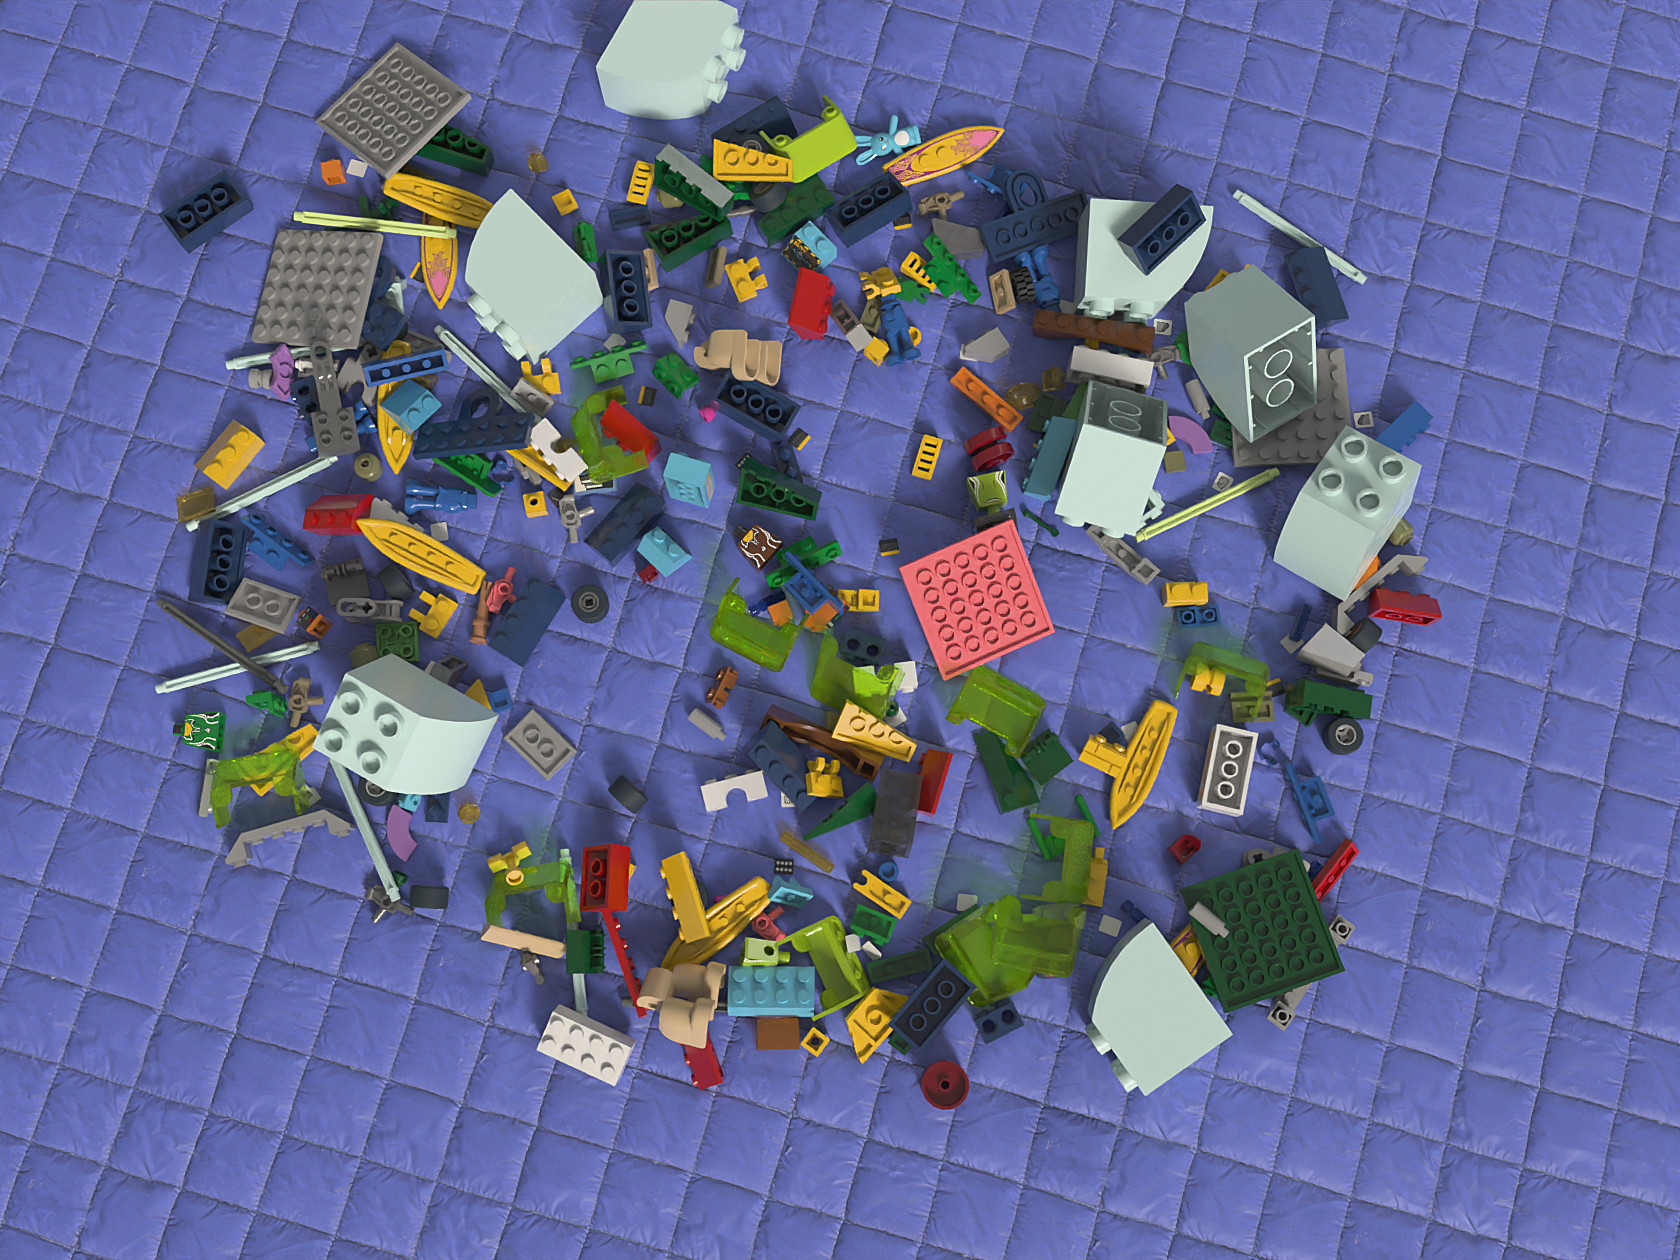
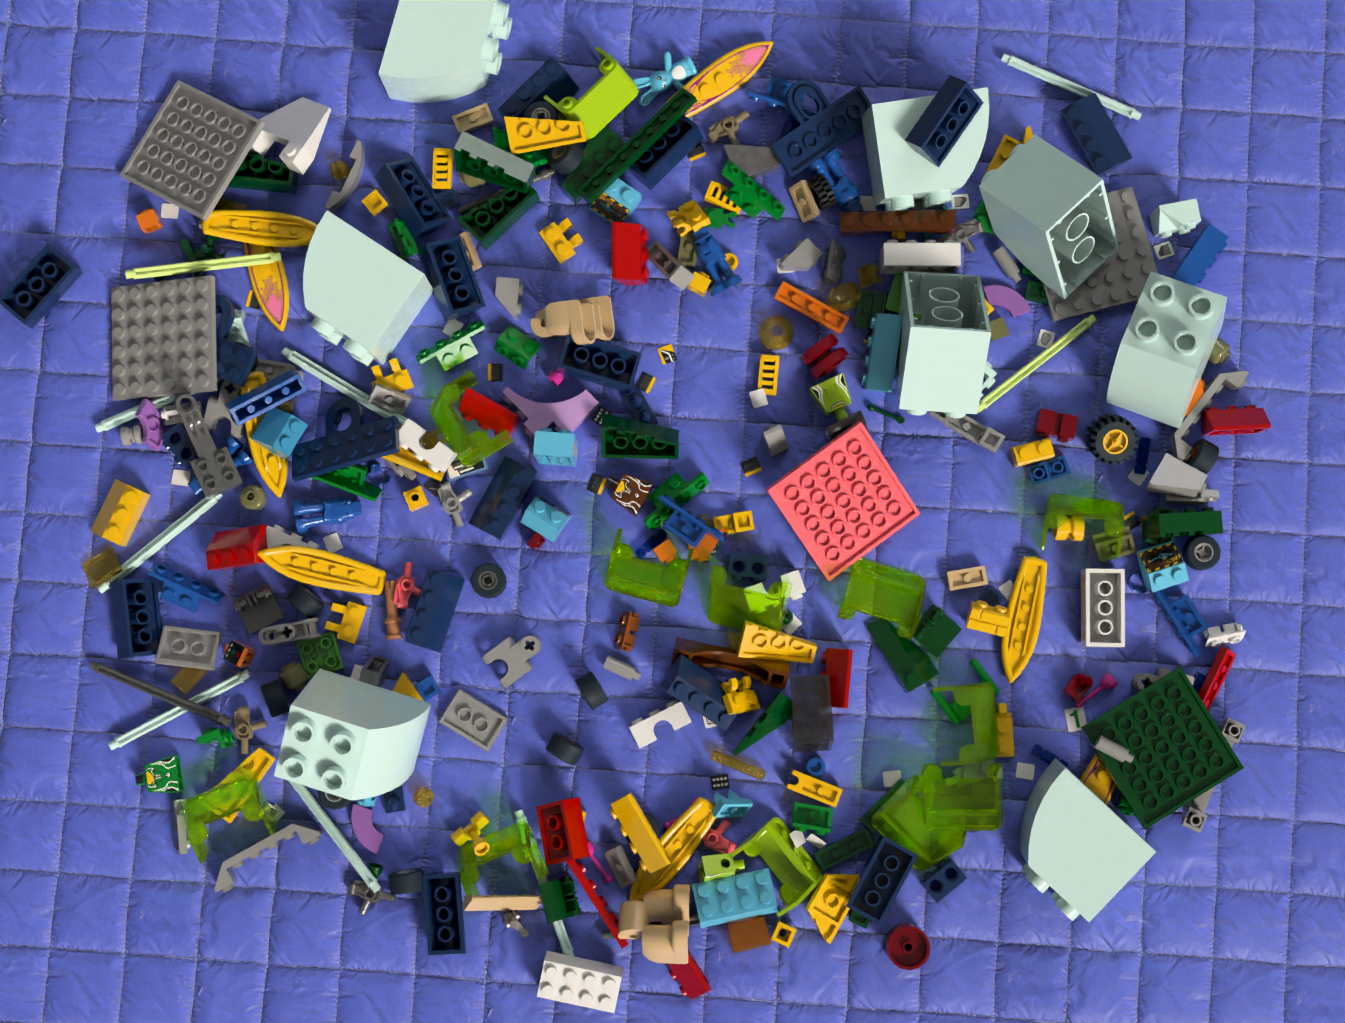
camera: 10 degrees left, 5 degrees up
(300, 432) = (180, 477): none -> white sticker
(336, 671) = (275, 698): none -> black wheel
(458, 939) = (443, 913): none -> dark blue slope
(502, 111) = (297, 127): none -> white wedge
(529, 191) = (339, 199): none -> light grey slope
(599, 687) = (516, 657): none -> light grey piece
(600, 197) = (405, 188): none -> dark blue slope
(630, 908) = (608, 878): none -> dark pink hinge
(658, 931) = (620, 866): none -> light grey plate
(670, 739) = (591, 690): none -> black wheel
(685, 140) = (473, 118): none -> tan plate
(715, 267) = (531, 235): dark tan plate -> none
(716, 450) = (564, 414): none -> lavender arch
(725, 530) = (596, 484): none -> black sticker
(827, 415) = (667, 354): none -> sticker
(842, 198) = (636, 145): none -> dark green plate
(912, 479) = (758, 398): none -> white sticker
(919, 523) = (774, 440): none -> light grey slope
(944, 426) = (776, 342): none -> clear yellow piece
(1019, 359) = (834, 257): none -> dark grey hinge
(1090, 709) = (966, 578): none -> tan plate
(1174, 881) = (1075, 718): none -> white sticker
(1215, 571) = (1055, 425): none -> dark red brick
(1216, 850) = (1107, 682): none -> dark pink hinge
(1271, 597) = (1112, 439): none -> black wheel
(1298, 740) = (1162, 566): none -> slope
(1359, 827) = (1232, 633): none -> white hinge
(1381, 387) = (1175, 218): none -> light aqua slope

